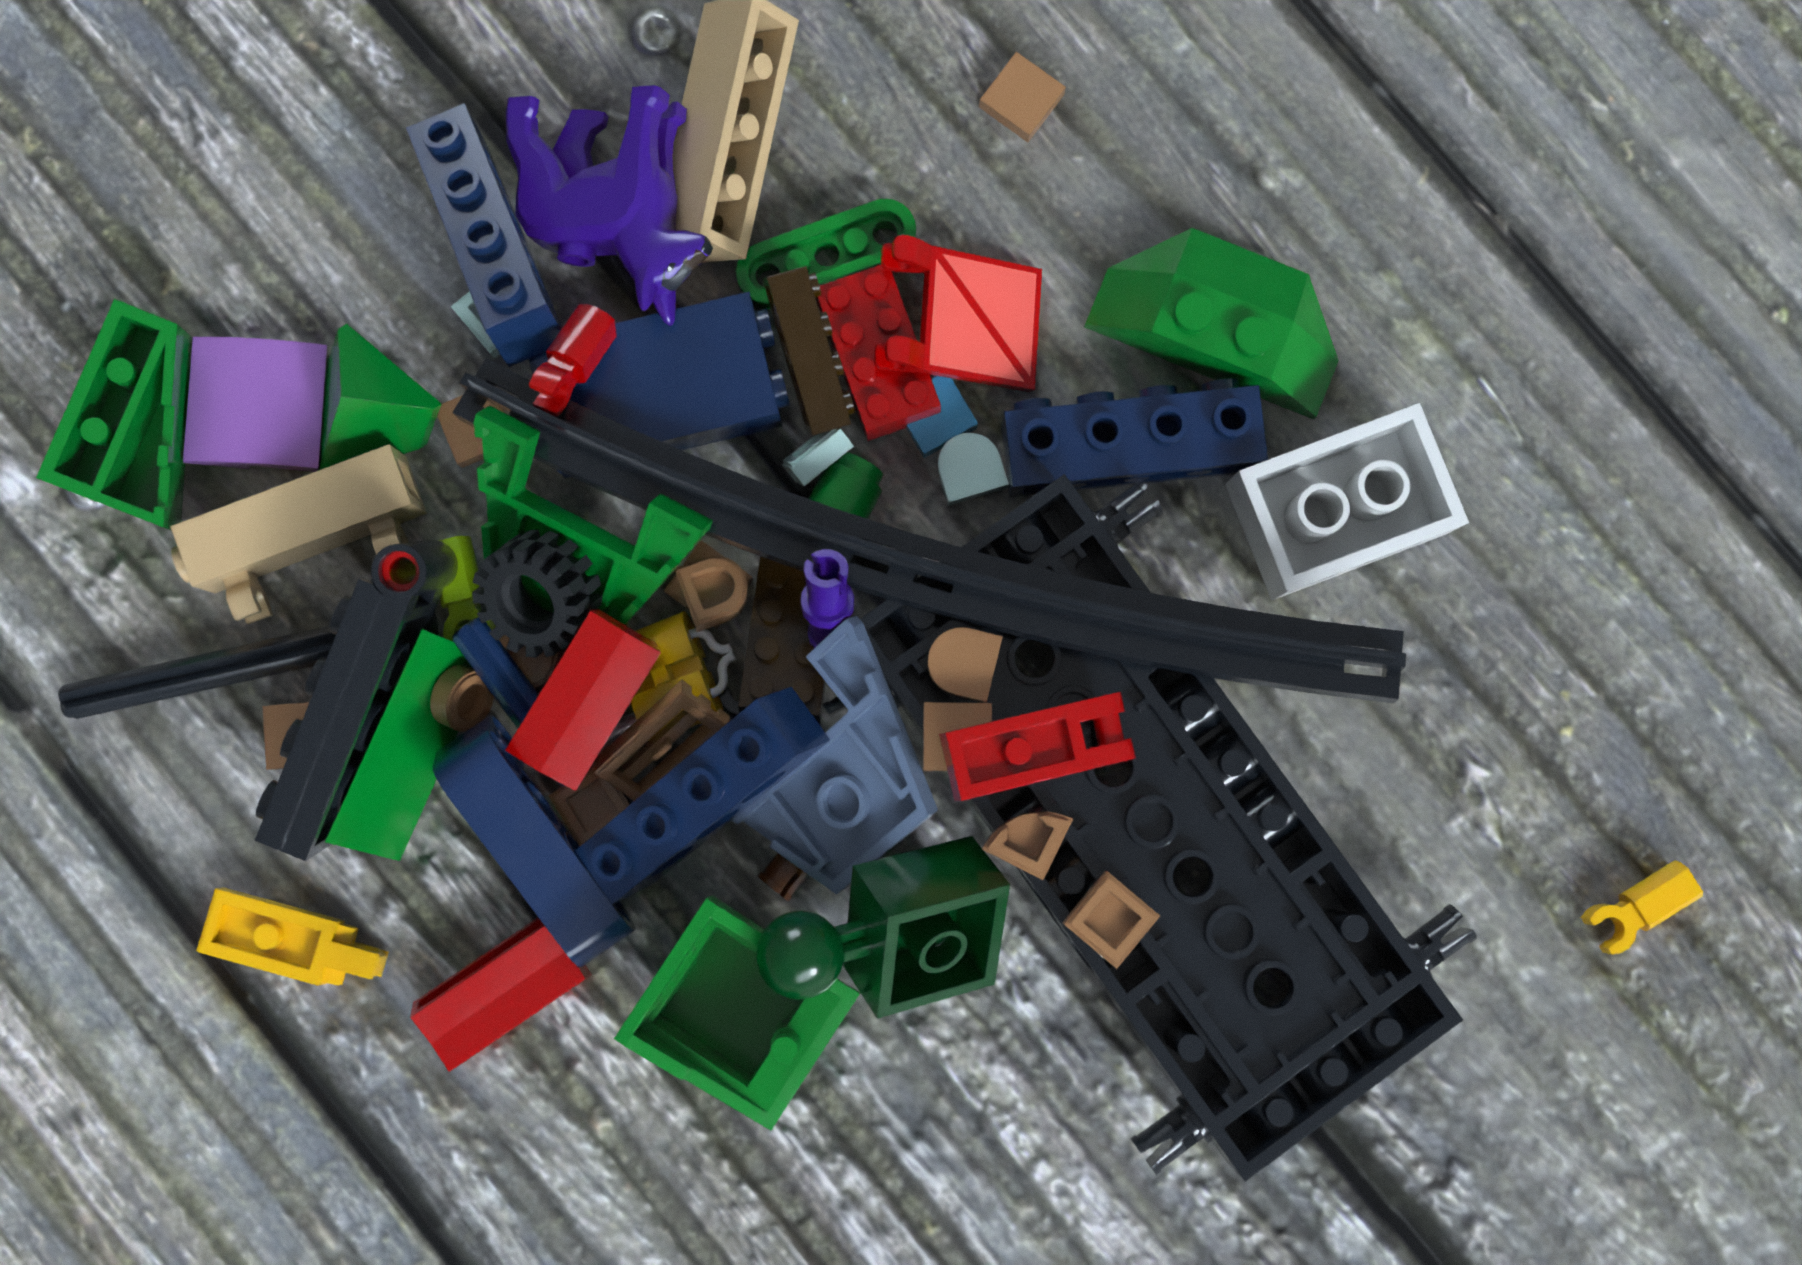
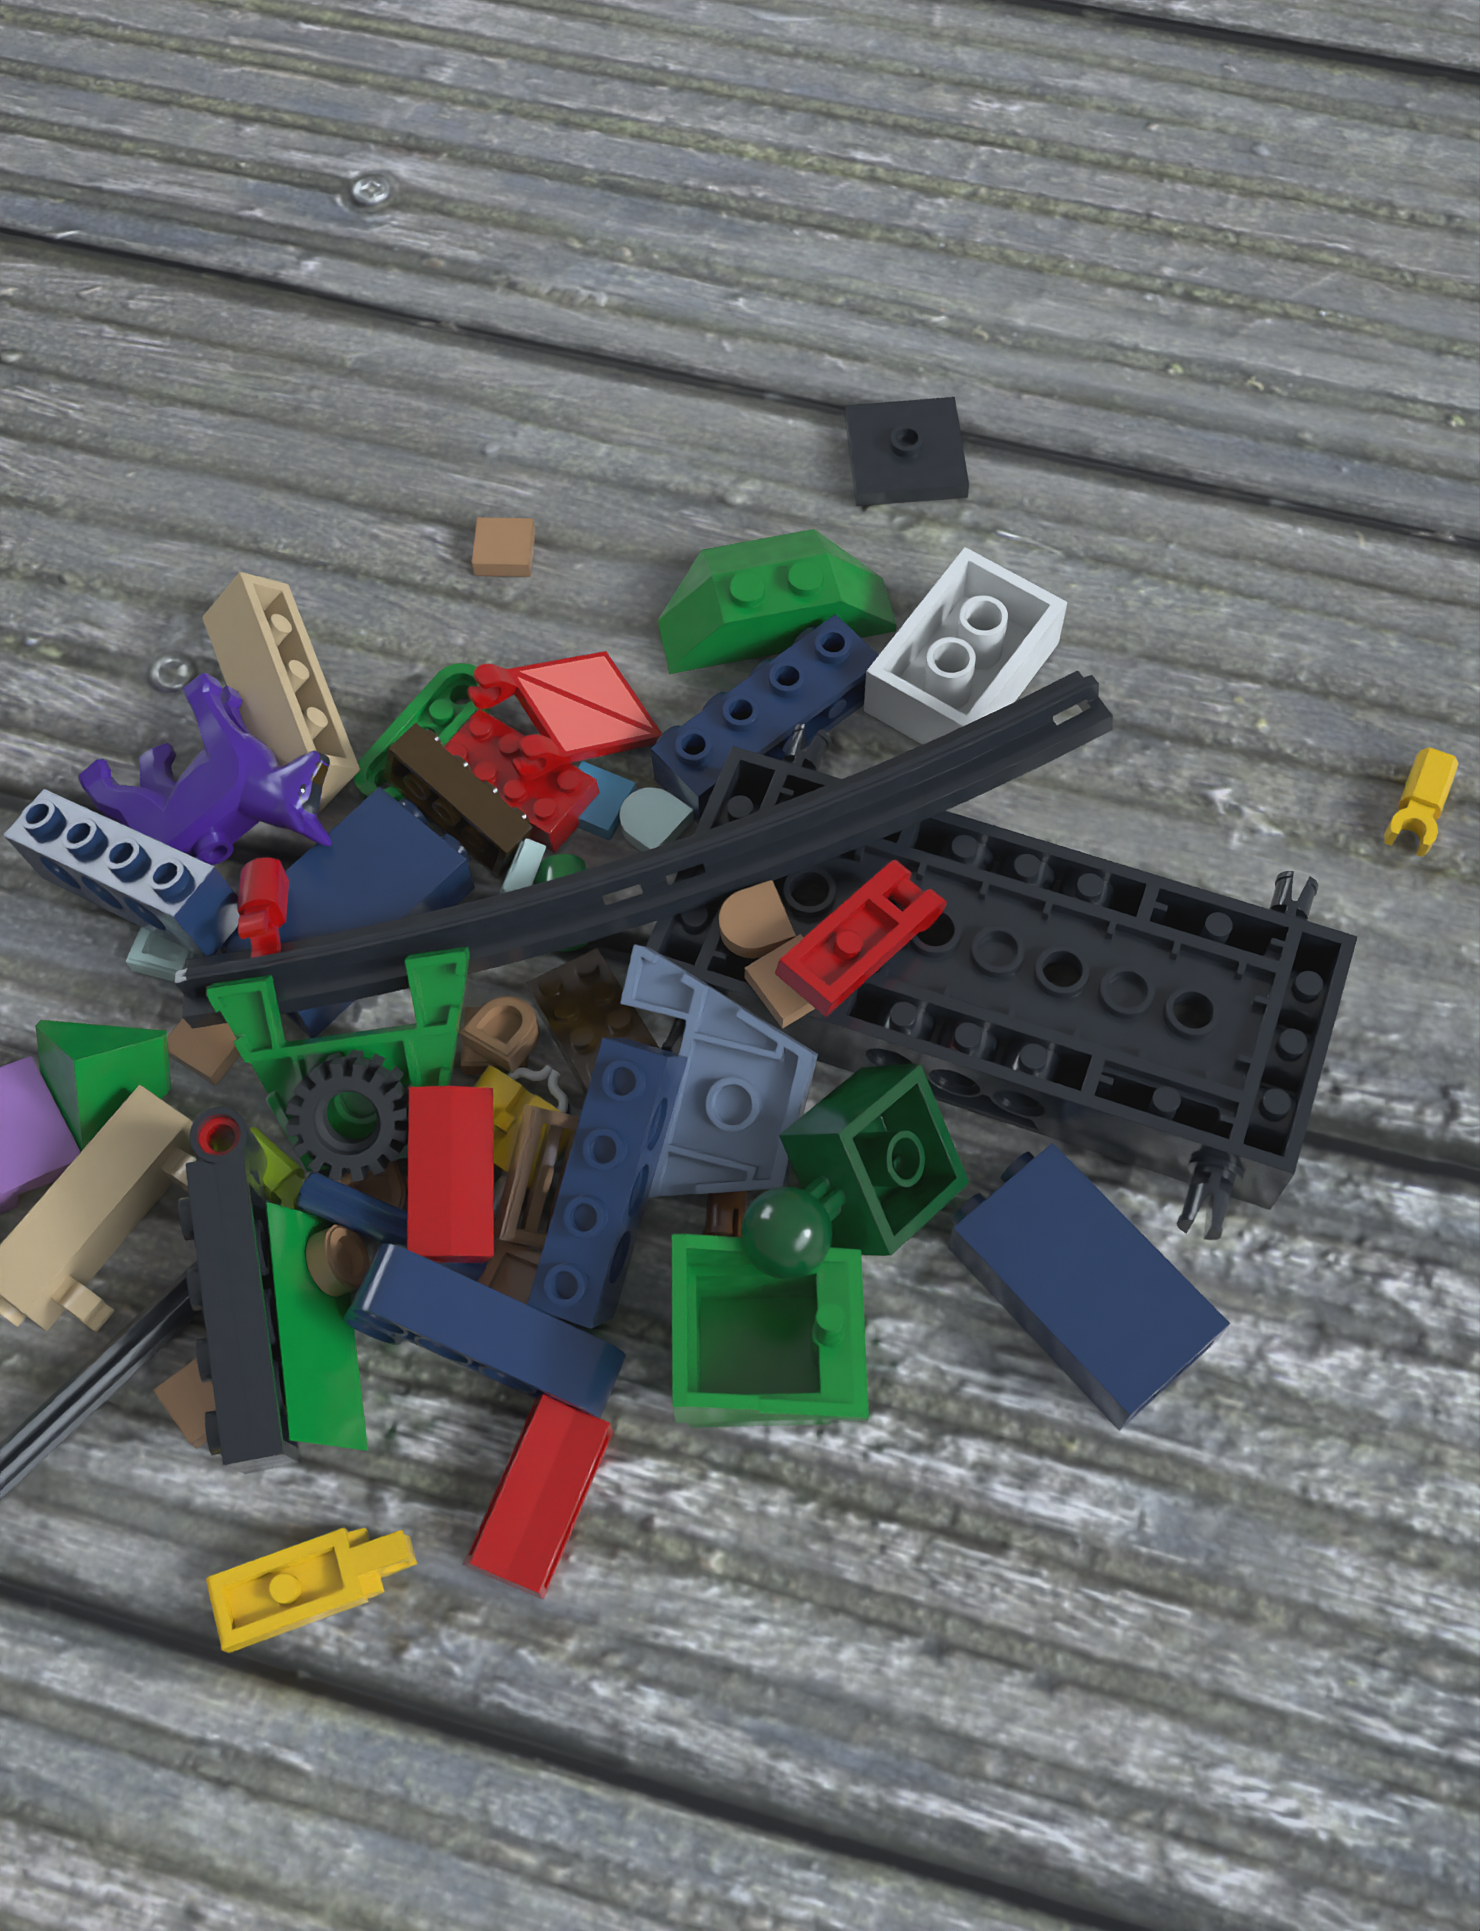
camera: 30 degrees left, 20 degrees down
(827, 596) = (606, 942): dark purple pin -> none
(1029, 840) = (911, 1023): medium nougat tile -> none
(1029, 1123) = (1085, 1283): none -> dark blue brick
(1111, 919) = (1023, 1038): medium nougat tile -> none
(1458, 239) = (906, 451): none -> black plate

